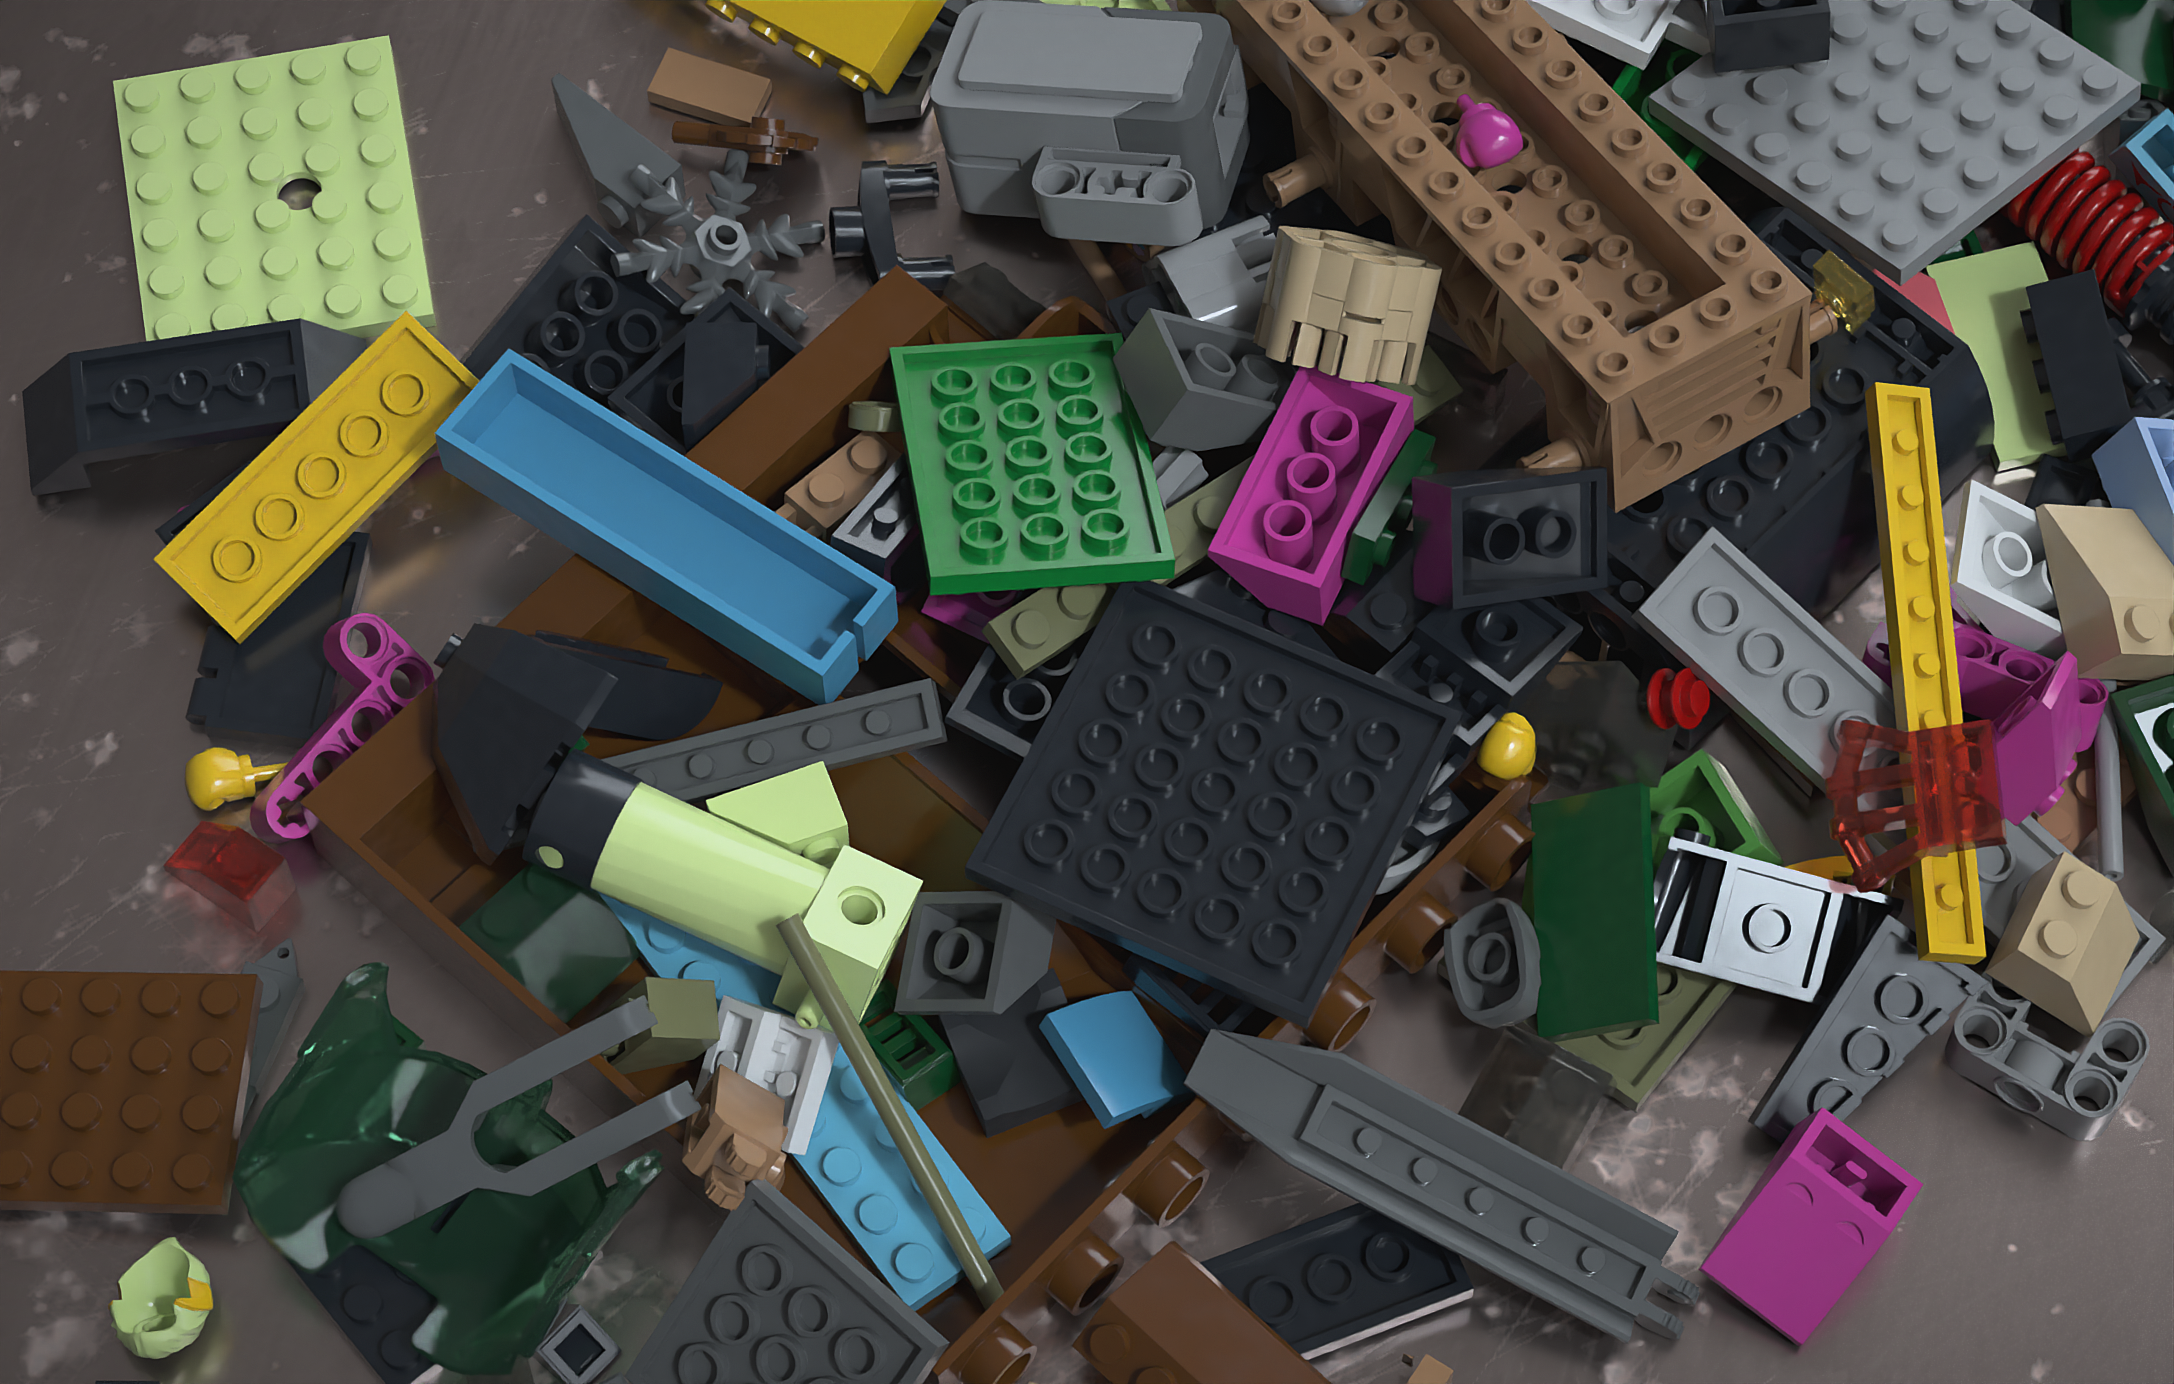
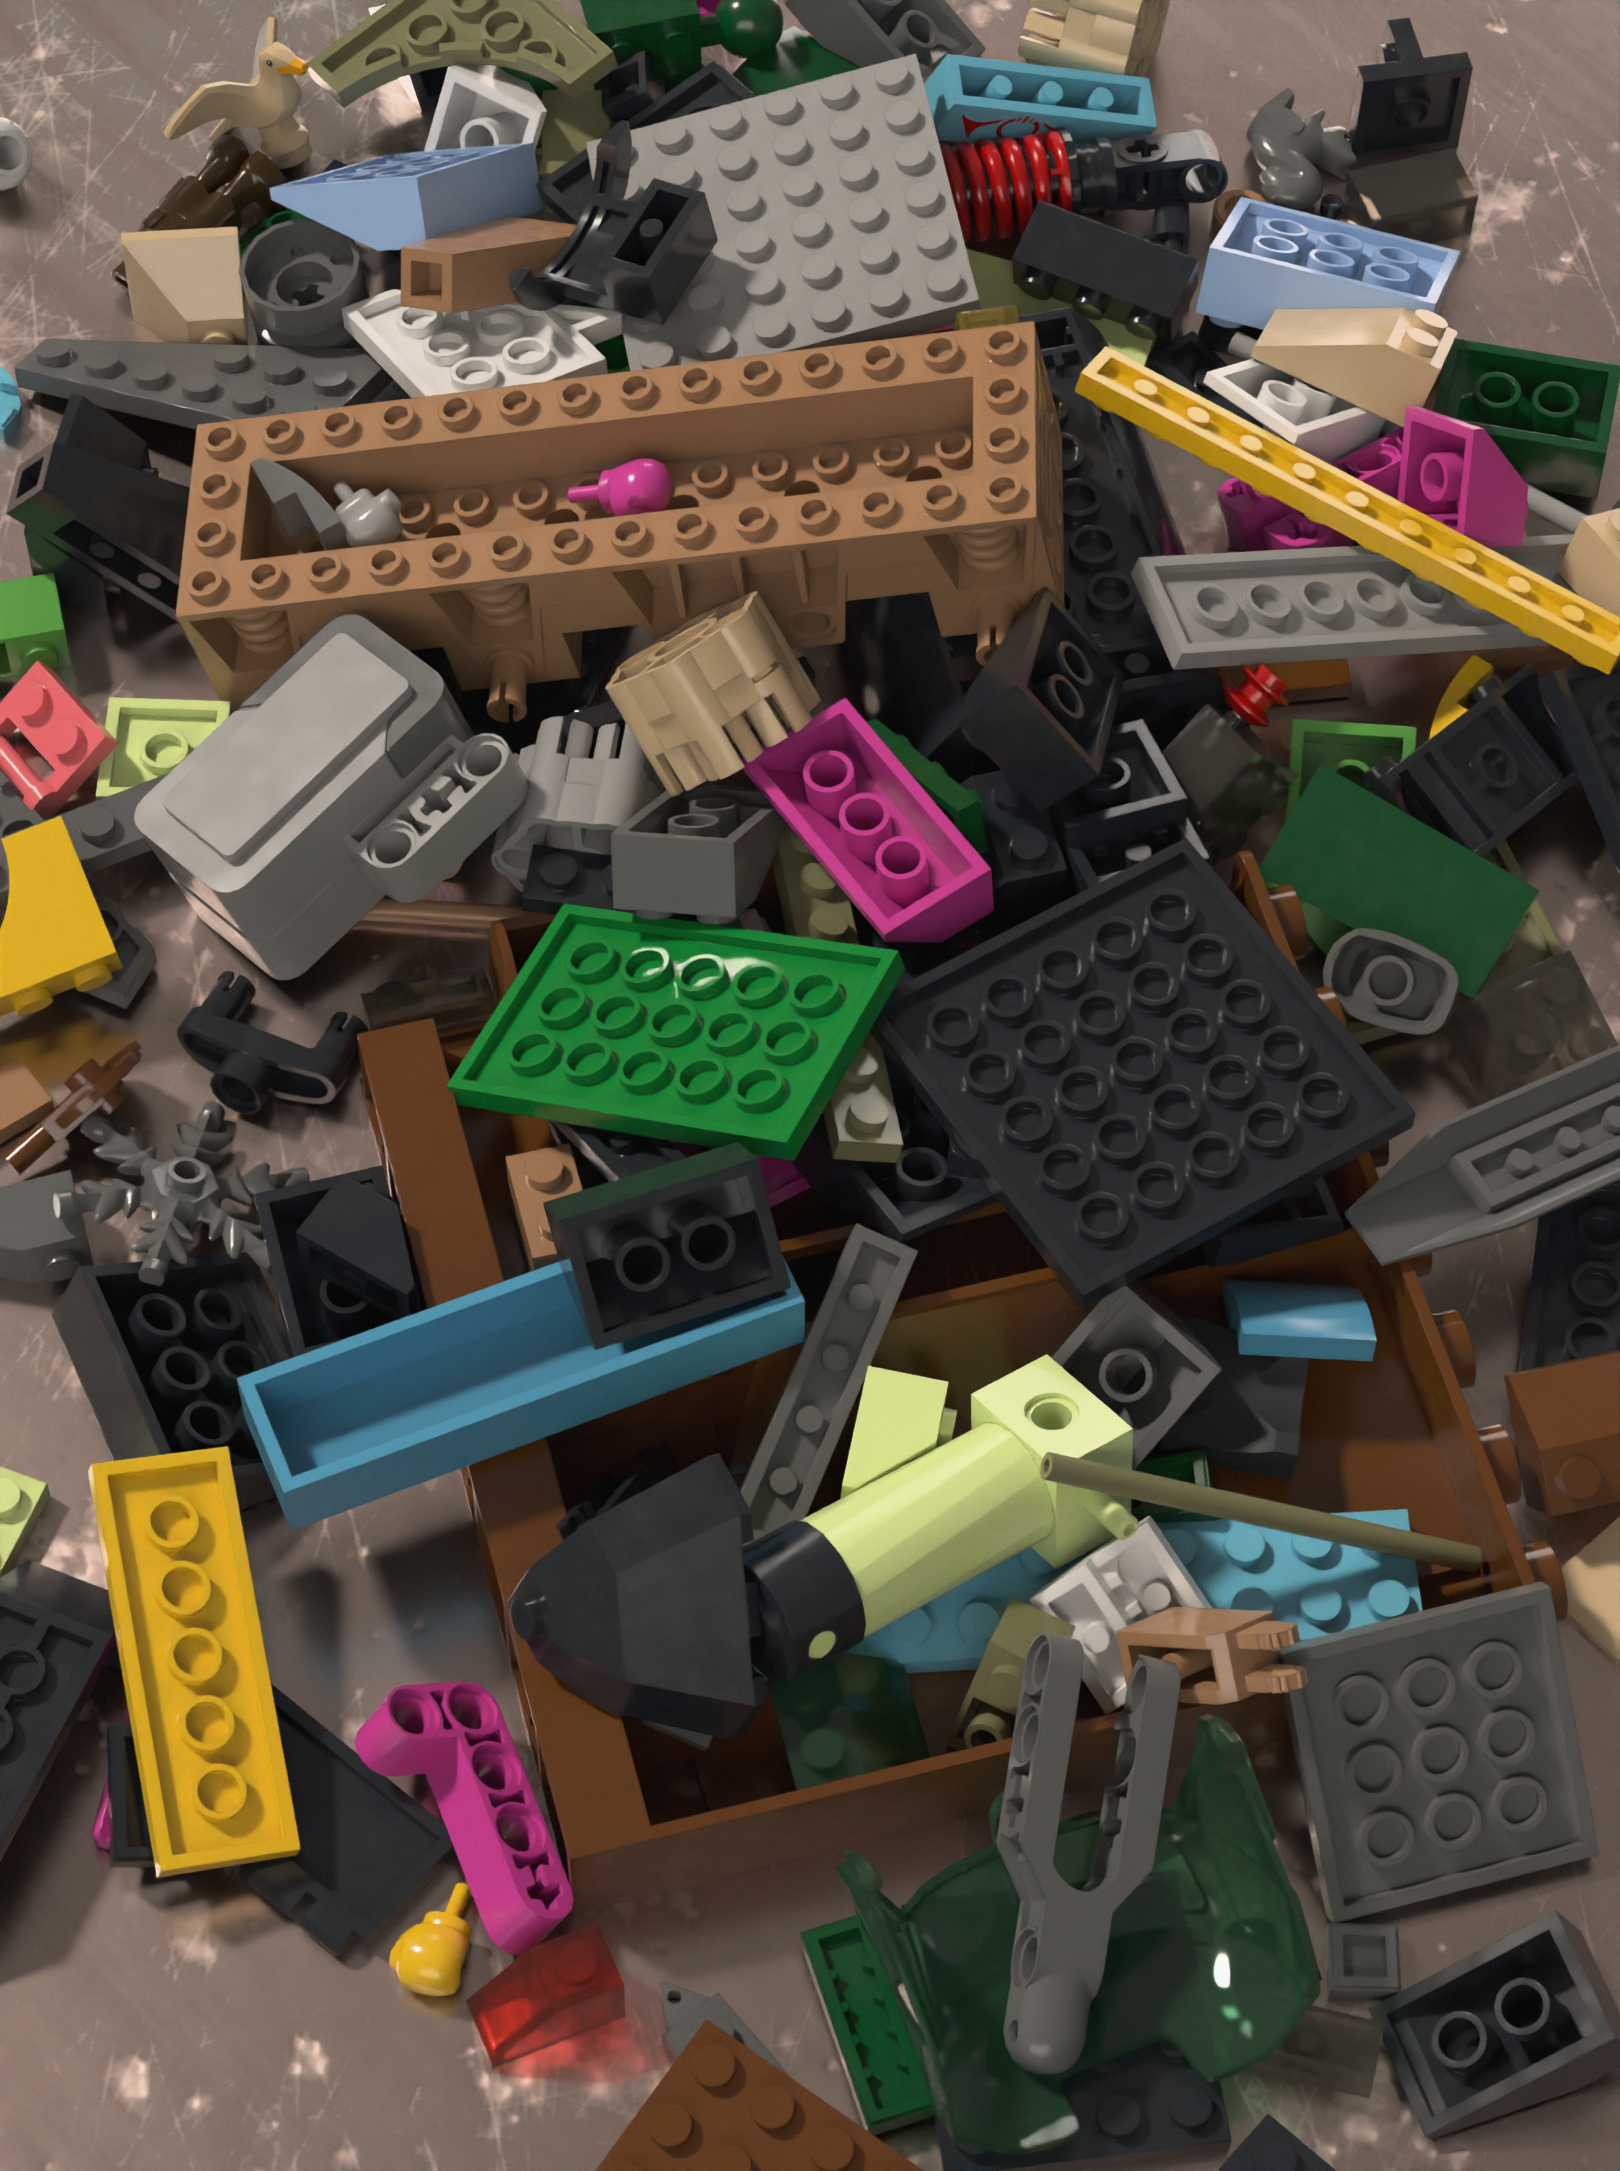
camera: 60 degrees left, 5 degrees down
(792, 549) = (668, 1244): none -> black slope
(874, 416) = (507, 1140): olive tile -> none
(1508, 748) = (1221, 838): yellow piece -> none
(1955, 794) = (1493, 540): clear red plate -> none

